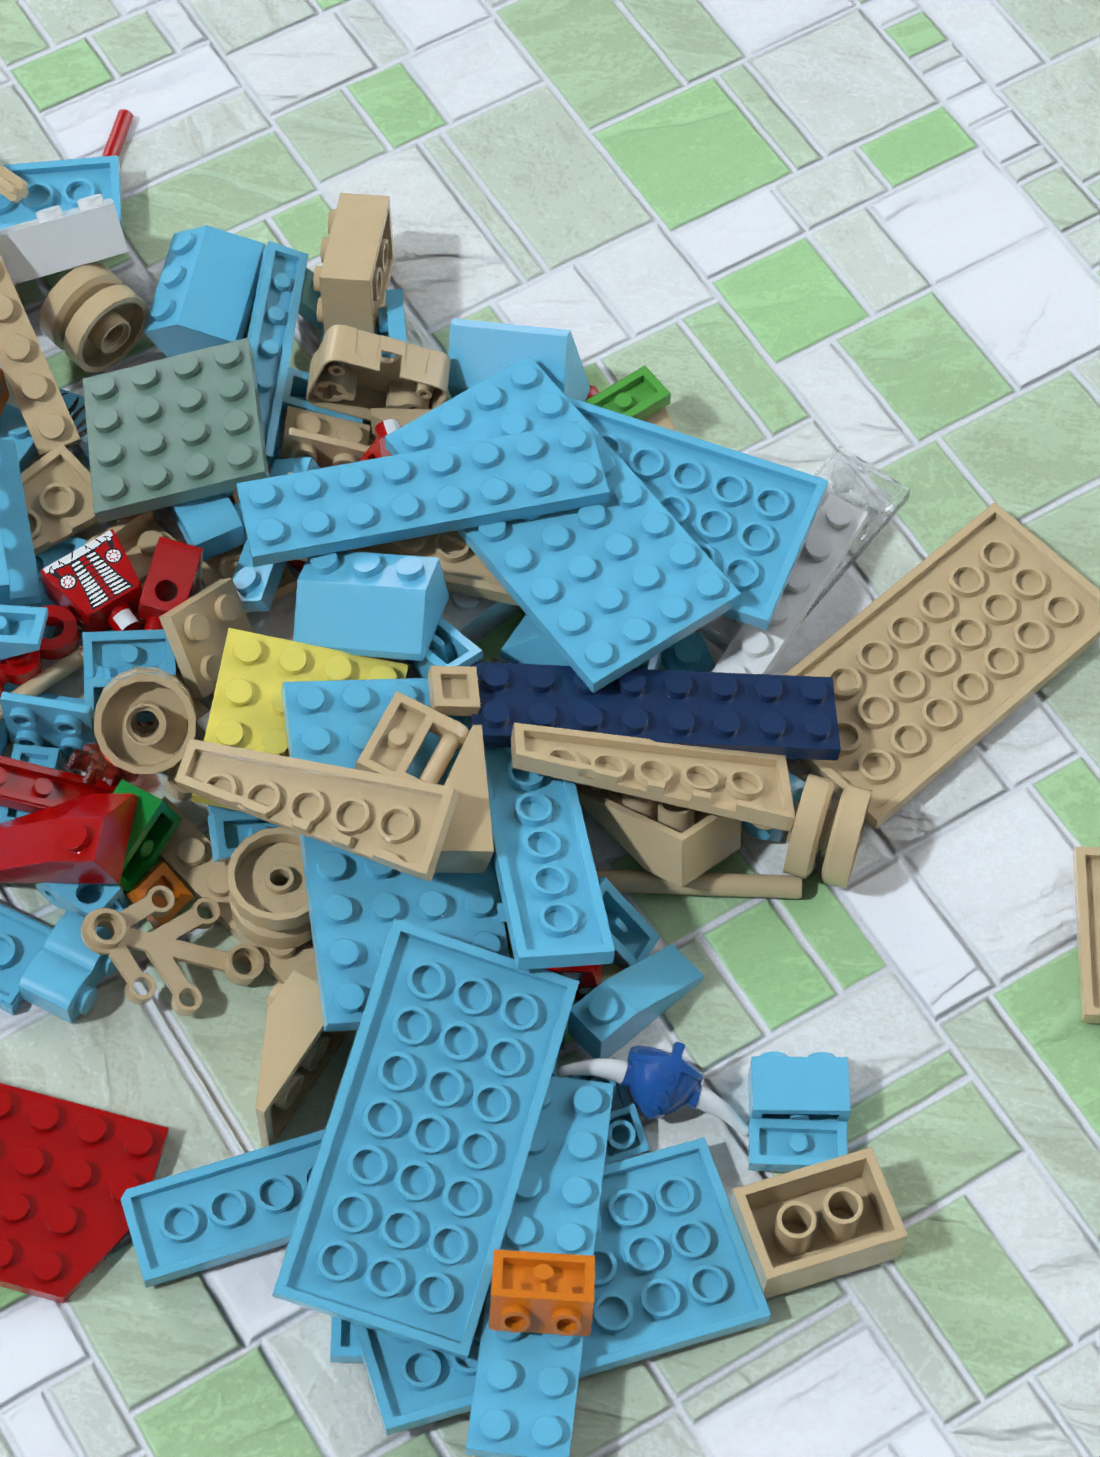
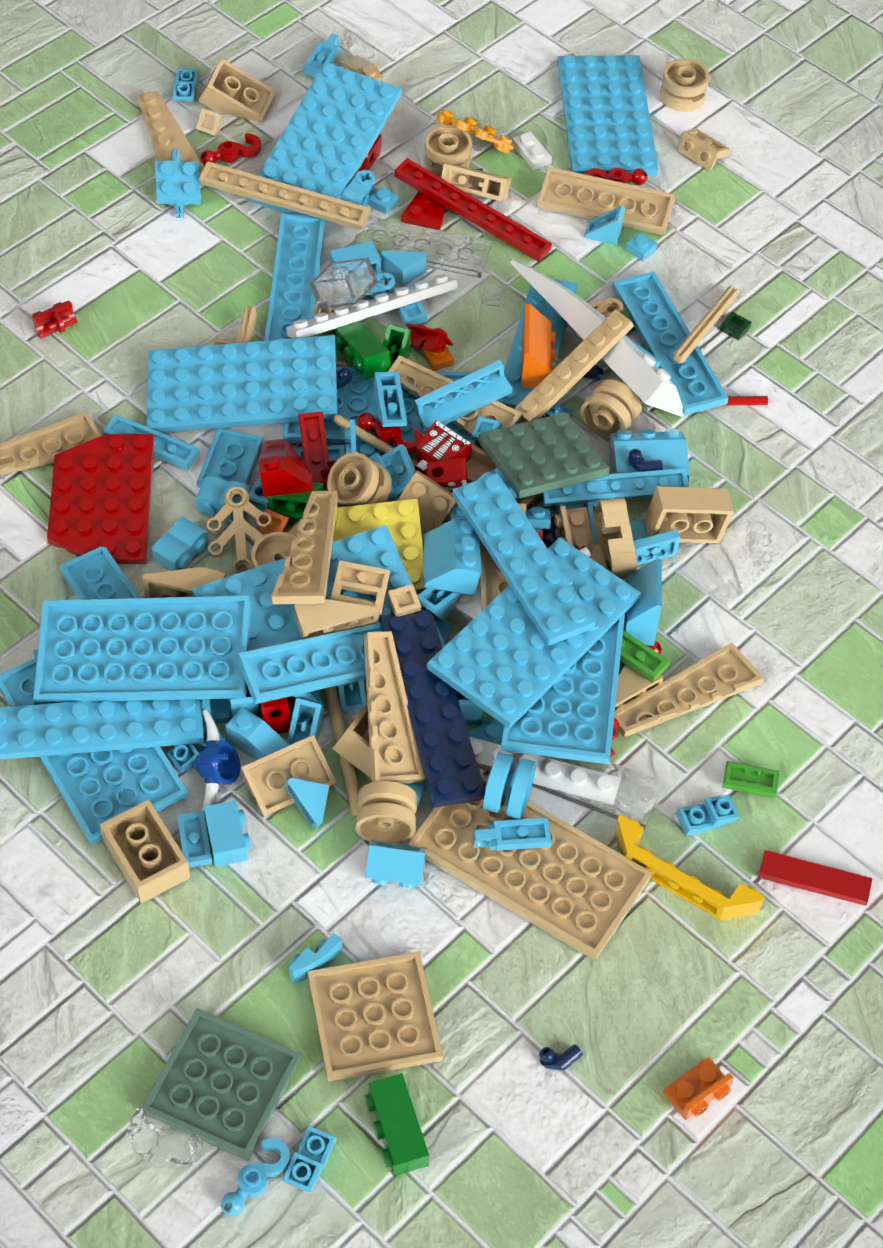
camera: 75 degrees right, 5 degrees down
(74, 507) = (484, 425): none -> medium azure tile
(158, 1060) = (180, 544): none -> medium azure brick
(238, 300) = (640, 464): none -> dark blue arm
(542, 1293) = (68, 716): orange bracket -> none
(662, 335) = (699, 685): none -> tan wing
(711, 971) = (267, 775): none -> tan plate
(773, 943) = (309, 798): none -> medium azure slope
(832, 634) = (509, 785): none -> medium azure wheel
(852, 338) = (750, 779): none -> bright green plate
(900, 411) = (707, 816): none -> medium azure slope
(904, 660) = (514, 834): none -> medium azure hinge
(915, 842) = (395, 864): none -> medium azure brick
(931, 520) = (743, 901): none -> yellow slope
(1032, 310) = (815, 877): none -> red tile
(1069, 1013) = (324, 954): none -> medium azure slope

